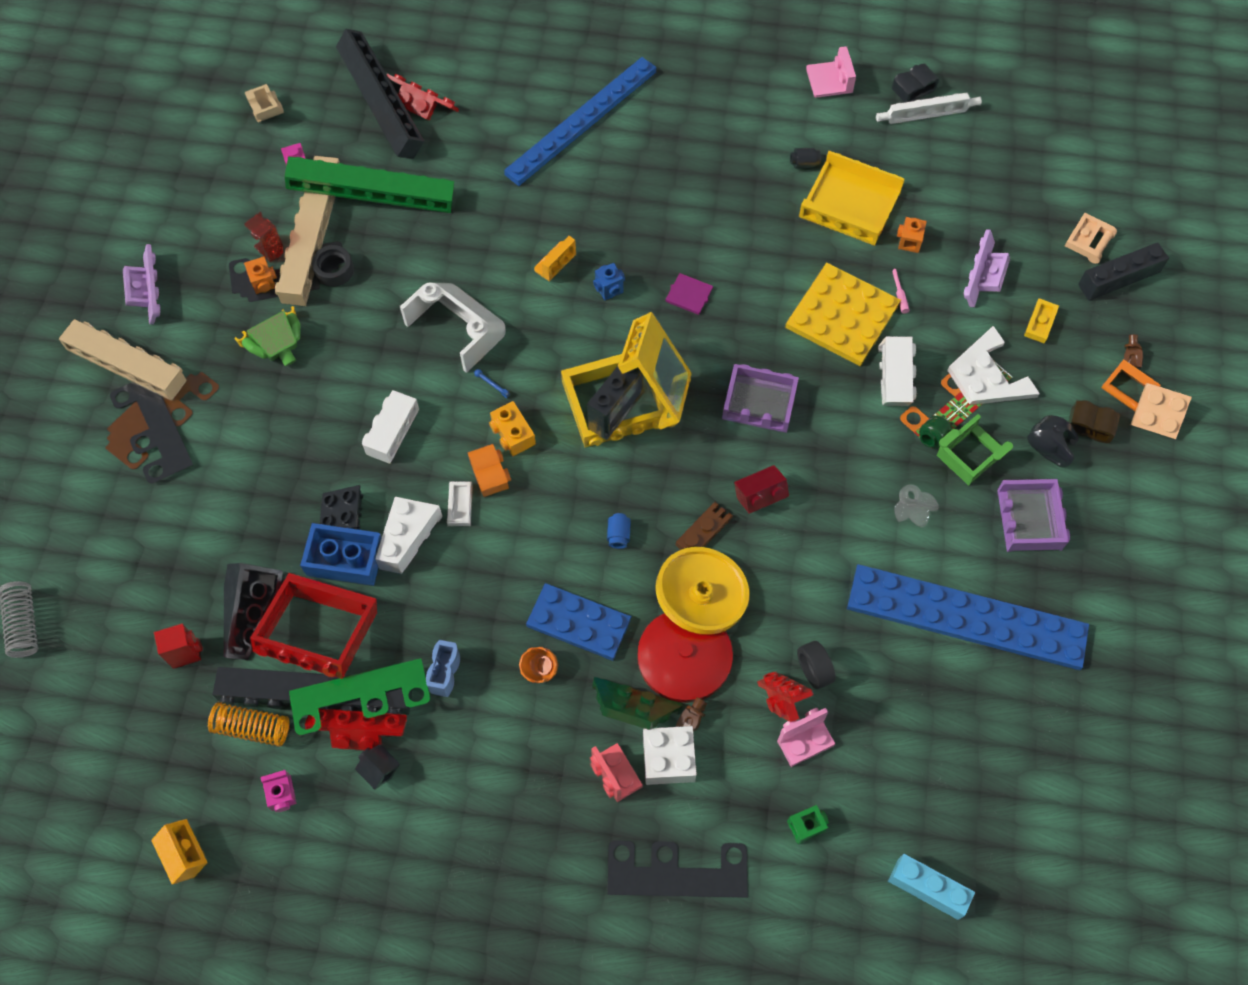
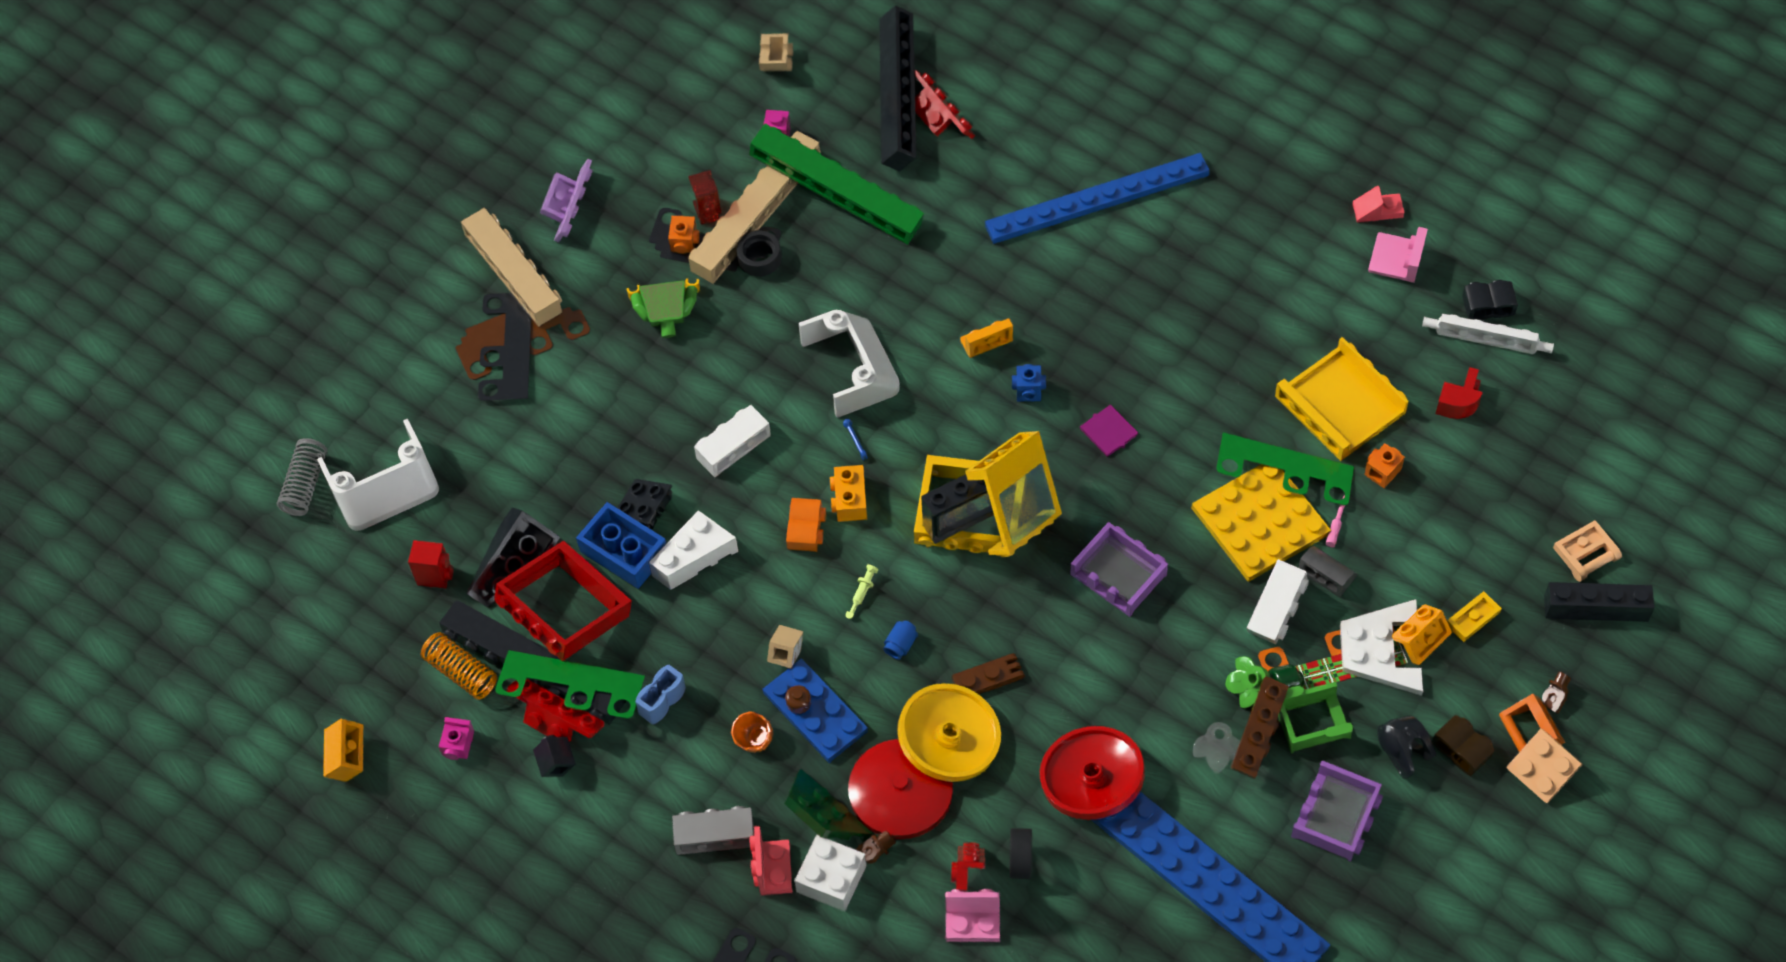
camera: 30 degrees right, 5 degrees down
(104, 599) = (385, 492): none -> white windscreen
(459, 504) = (760, 546): white tile -> none
(527, 579) = (785, 646): none -> tan brick
(549, 765) = (712, 830): none -> light grey brick
(563, 619) = (798, 699): none -> reddish brown piece
(564, 503) = (864, 584): none -> yellowish green piece
(761, 489) = (1066, 660): dark red brick -> none
(794, 47) = (1375, 207): none -> coral slope
(805, 158) = (1315, 335): black brick -> none
(834, 571) = (1092, 772): none -> red dish
(846, 259) = (1293, 462): none -> green piece
(906, 445) = (1246, 680): none -> bright green plate
(922, 333) = (1327, 571): none -> flat silver brick
(937, 163) = (1460, 401): none -> red brick
(944, 475) = (1260, 727): none -> reddish brown bracket
(988, 270) = (1444, 537): lavender bracket -> none
(1013, 348) = (1423, 633): none -> light orange bracket

